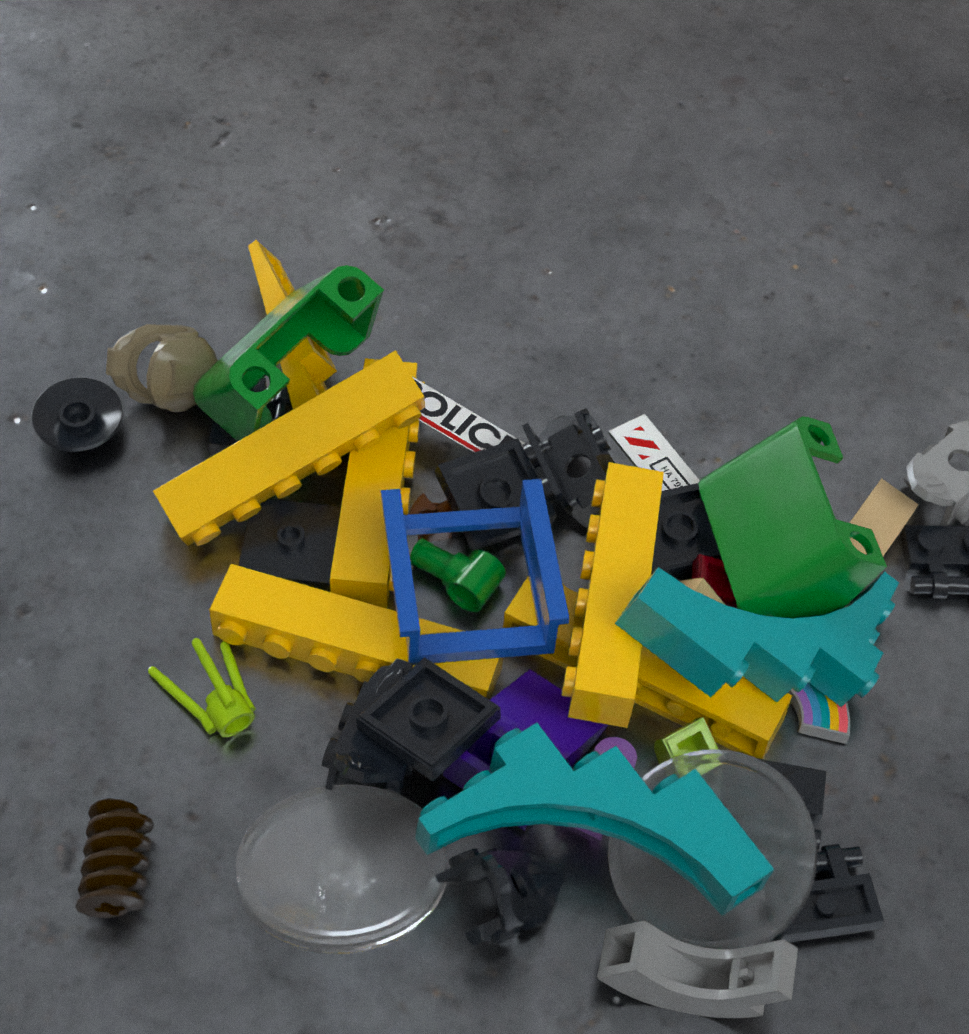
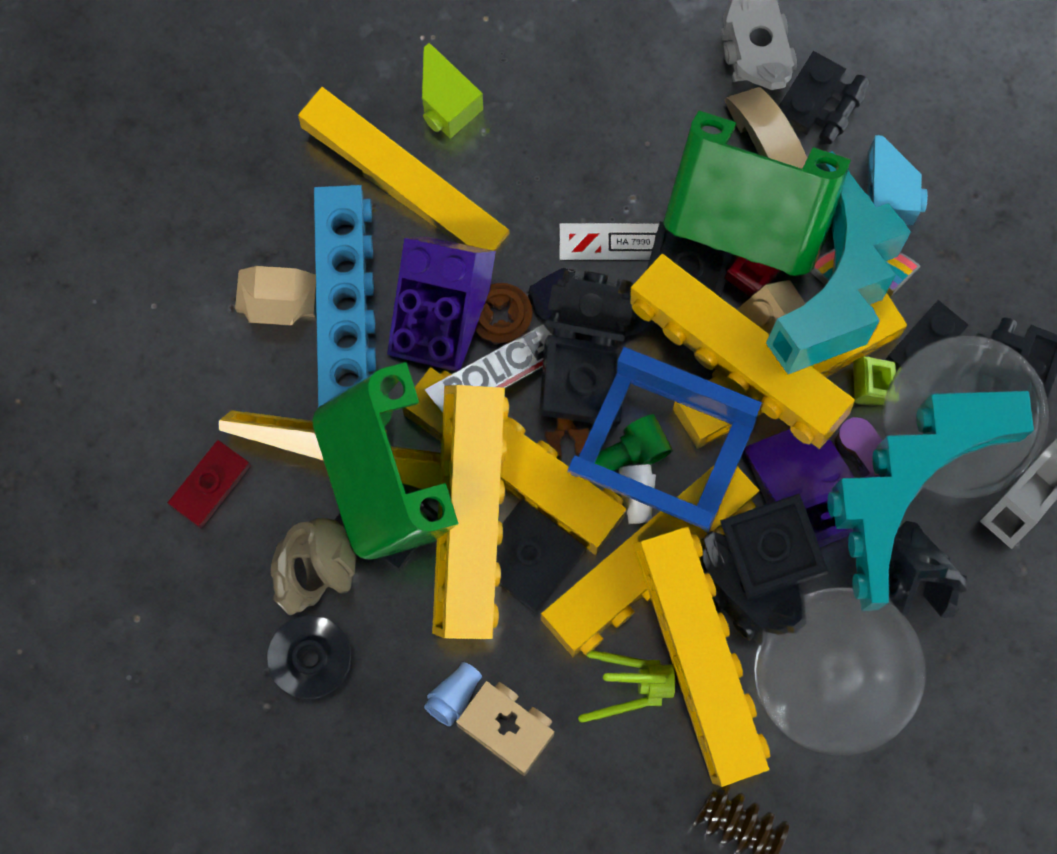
camera: 55 degrees left, 20 degrees up
(99, 602) = (482, 724): none -> tan brick
(107, 544) = (453, 694): none -> light blue cone
(198, 275) = (209, 484): none -> dark red plate
(272, 722) = (702, 656): none -> yellow brick
(411, 238) = (275, 294): none -> tan slope
(430, 592) = (637, 511): none -> white cone
(456, 274) = (334, 208): none -> dark azure brick
(491, 344) = (438, 300): none -> dark purple slope
(503, 393) = (519, 313): none -> reddish brown gear
(590, 270) = (399, 172): none -> yellow slope
(691, 262) = (447, 94): none -> lime slope
(913, 664) = (894, 181): none -> medium azure slope

